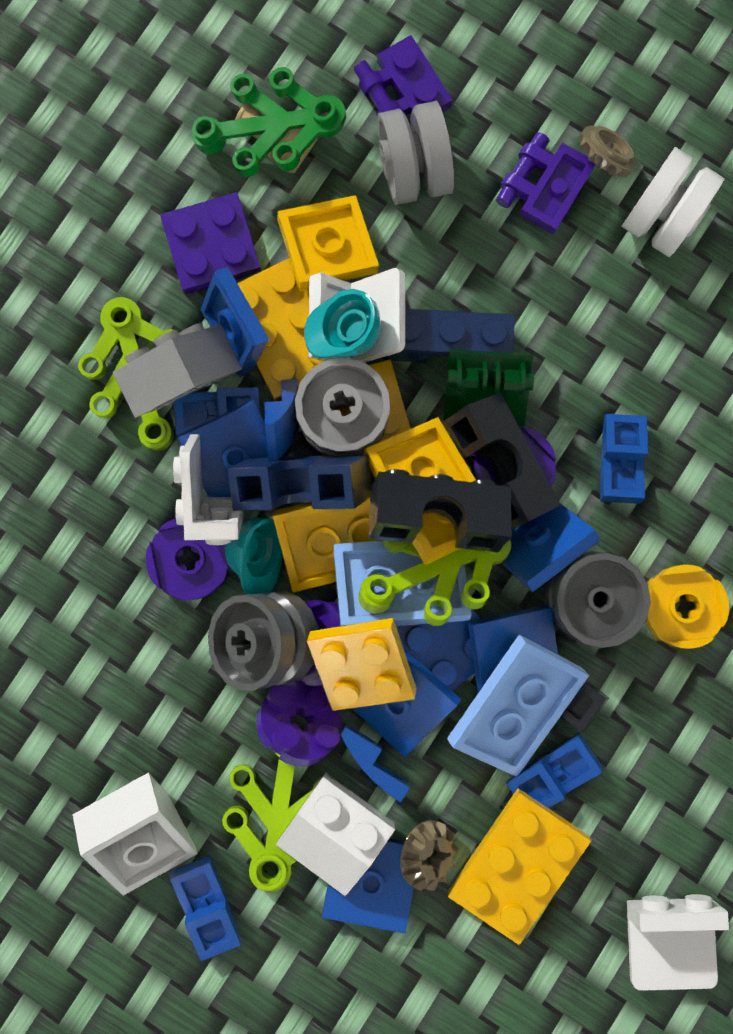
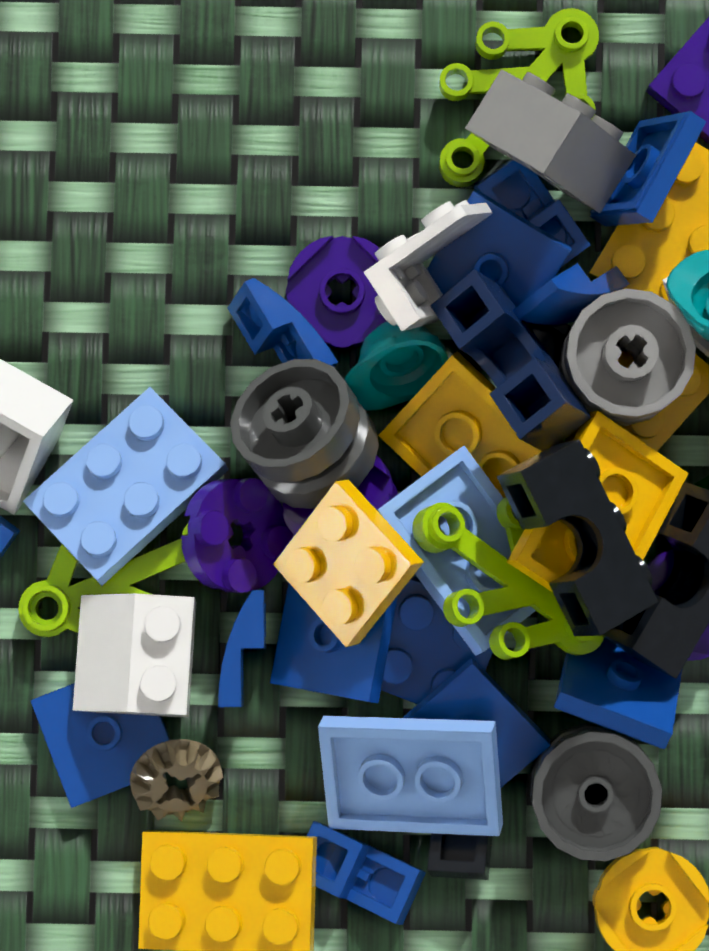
camera: 60 degrees right, 0 degrees up
(180, 614) = (274, 323): none -> blue slope
(224, 773) = (125, 485): none -> light blue plate

